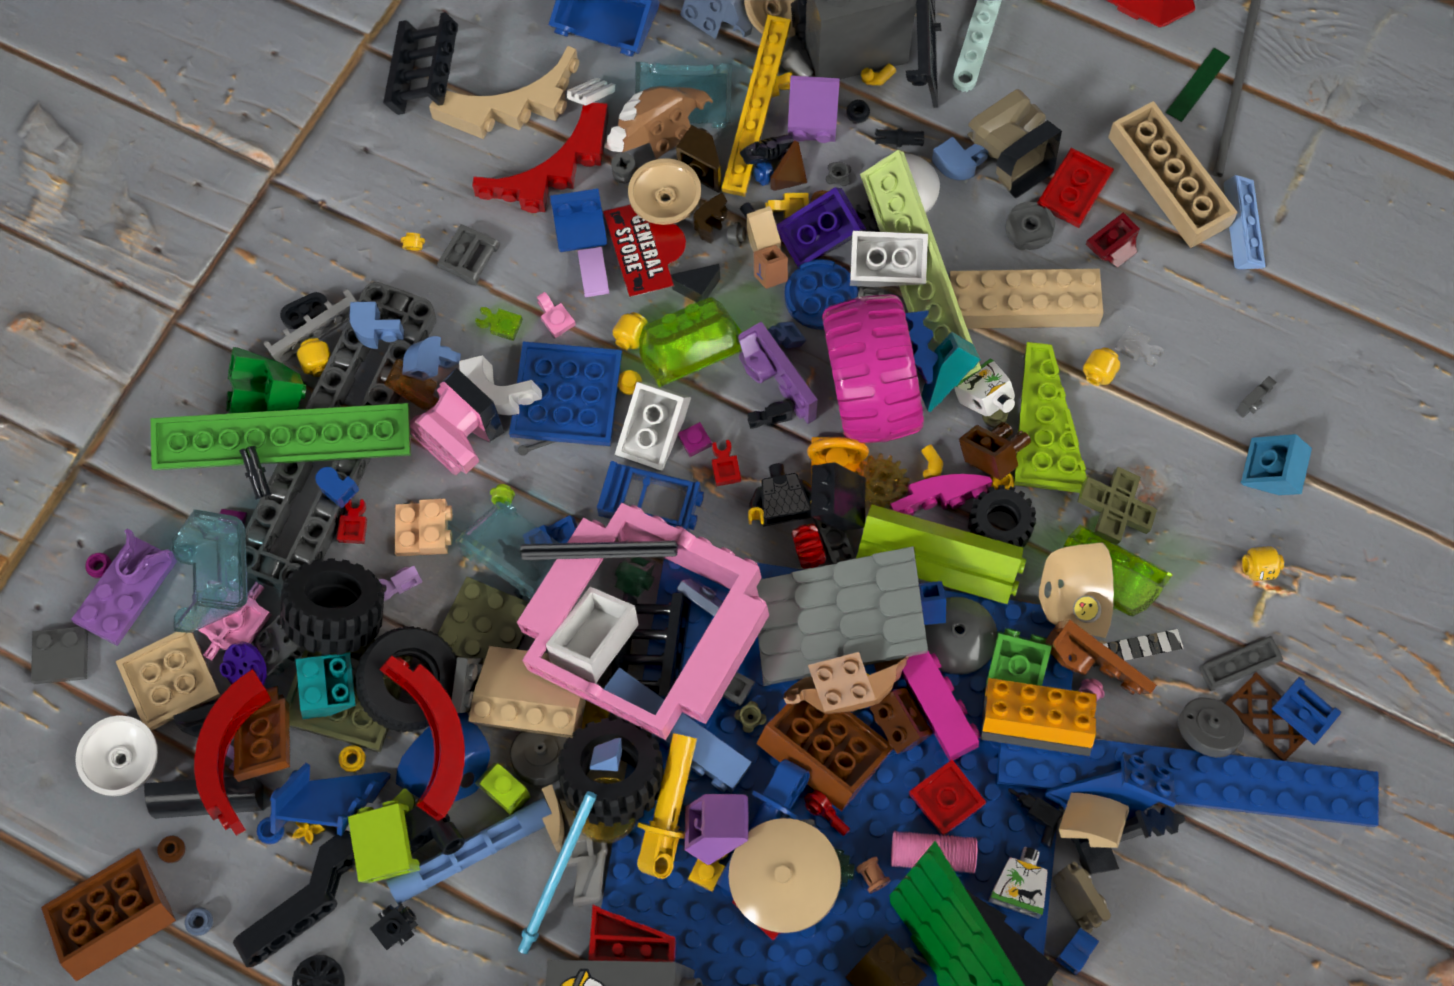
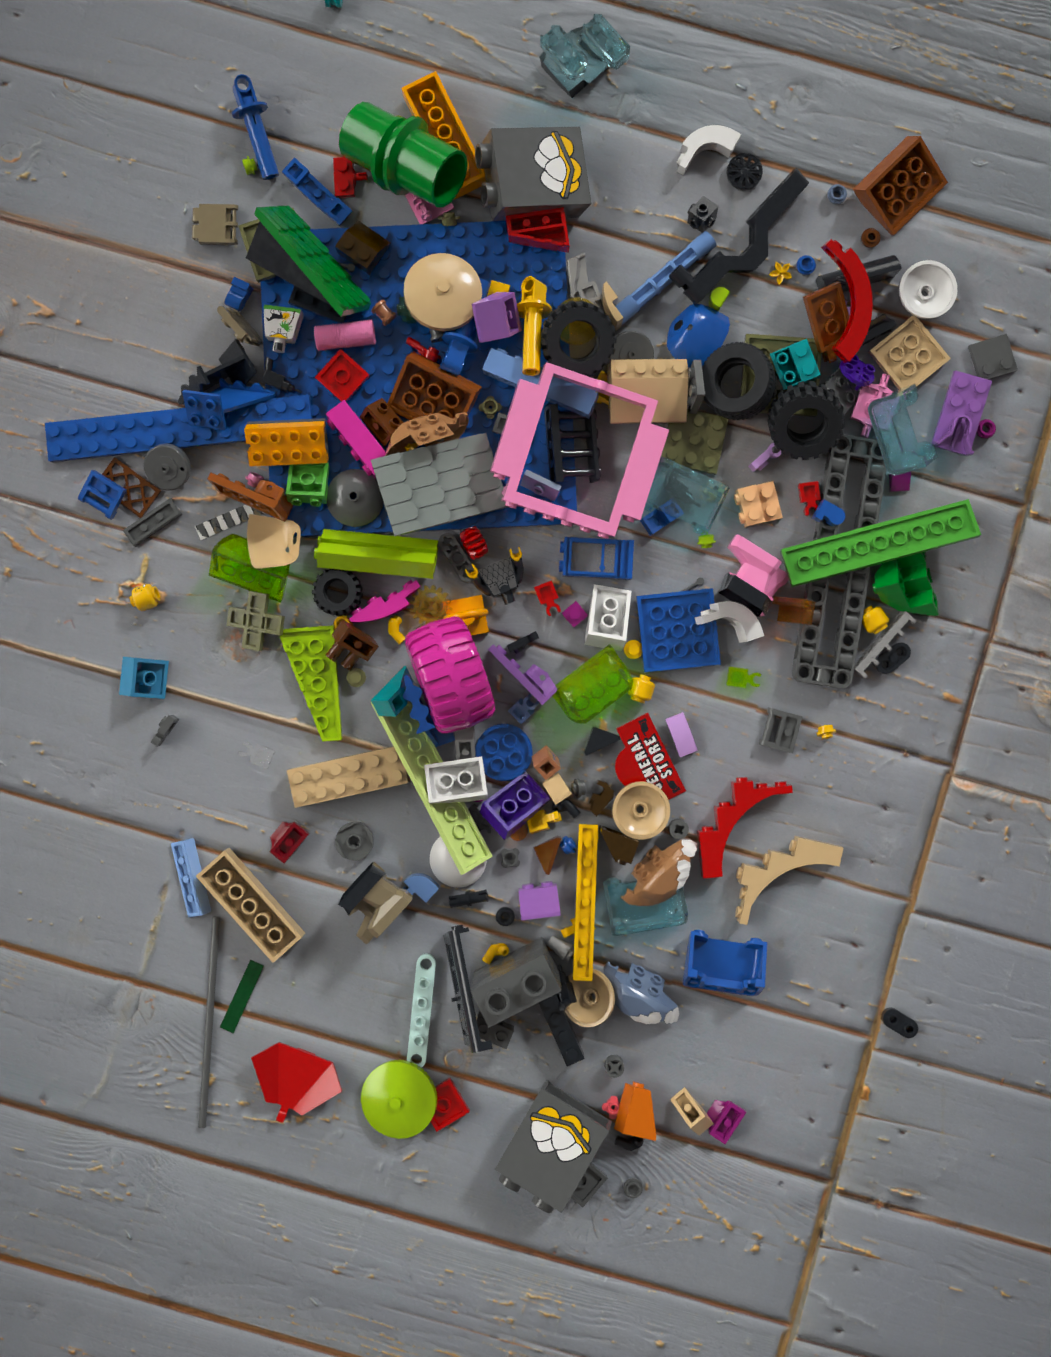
camera: 165 degrees right, 20 degrees up
(255, 472) = (890, 510): black pin -> none
(323, 800) = (772, 286): blue piece -> none
(346, 753) = (763, 320): yellow plate -> none
(368, 326) = (841, 645): medium blue brick -> none
(381, 842) = (725, 262): lime panel -> none
(404, 57) = (874, 882): black fence -> none
(425, 357) = (791, 629): medium blue brick -> none
(445, 729) = (693, 327): red arch -> none
(503, 788) = (651, 320): lime torso -> none
(531, 933) = (609, 230): medium azure bar -> none
(555, 317) = (700, 691): bright pink plate -> none
(578, 220) = (701, 773): blue bracket -> none
(590, 91) = (721, 890): white tile -> none
(592, 634) = (613, 434): white piece -> none
(599, 550) = (620, 493): black axle -> none
(607, 756) = (581, 340): medium blue slope -> none
(635, 575) = (594, 496): clear green brick -> none
(766, 149) = (569, 861): black hinge -> none
(838, 496) = (458, 576): black brick -> none
(933, 602) = (377, 512): blue slope -> none
(986, 390) = (361, 691): white torso -> none
(1075, 187) = (325, 883): red tile -> none
(1087, 609) = (265, 532): light yellow tile -> none
(1095, 819) = (237, 373): tan slope -> none
(1101, 366) = (282, 730): yellow head -> none

